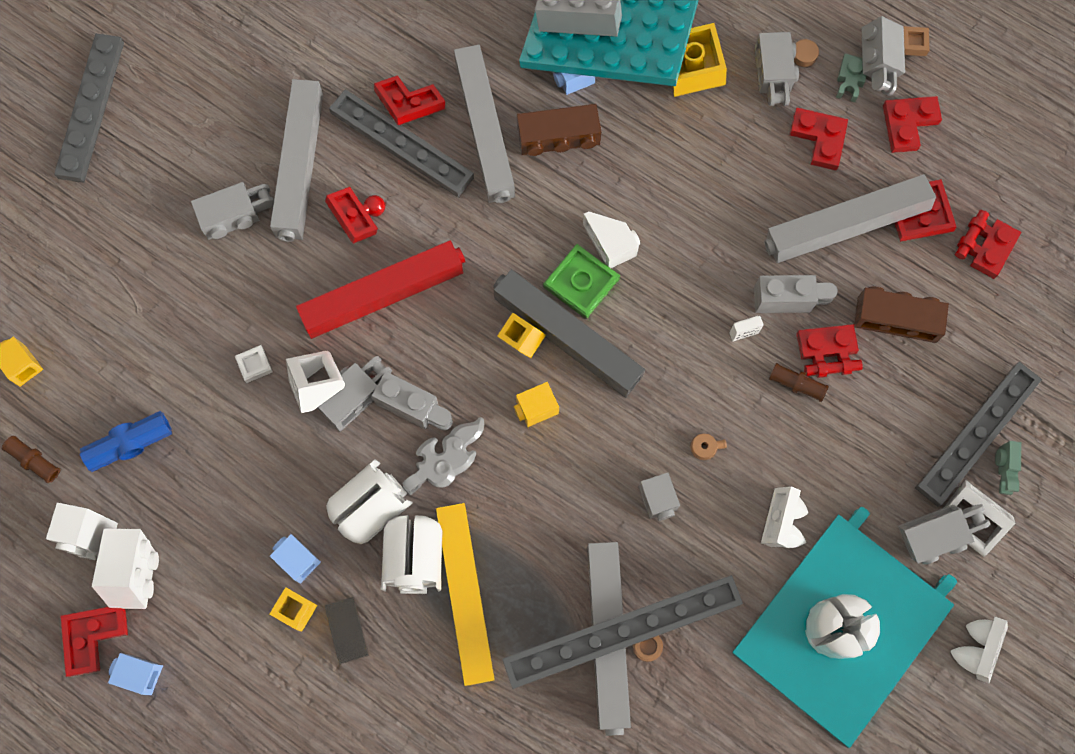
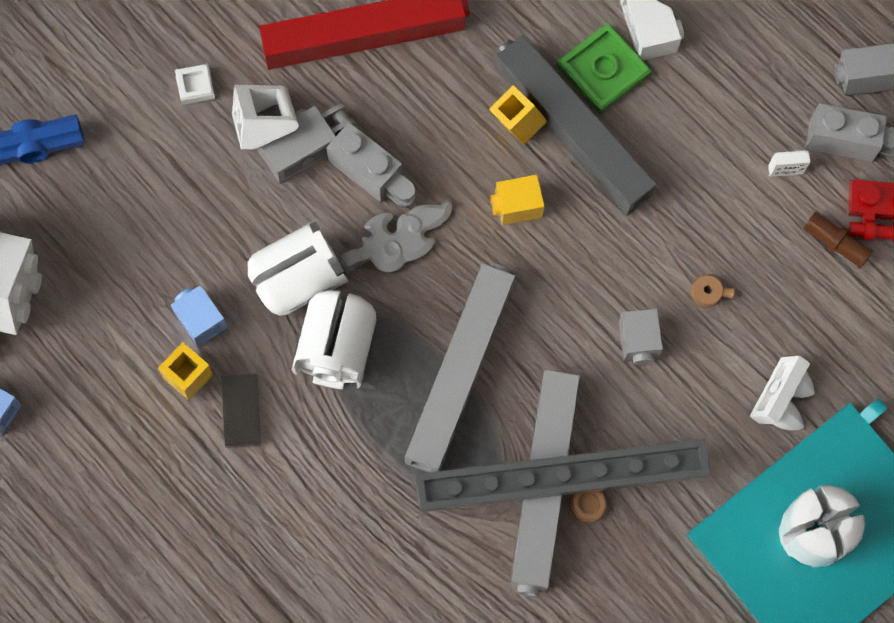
camera: 10 degrees right, 0 degrees up
(465, 595) = (387, 400): yellow tile -> none
(519, 556) = (460, 368): none -> light grey brick

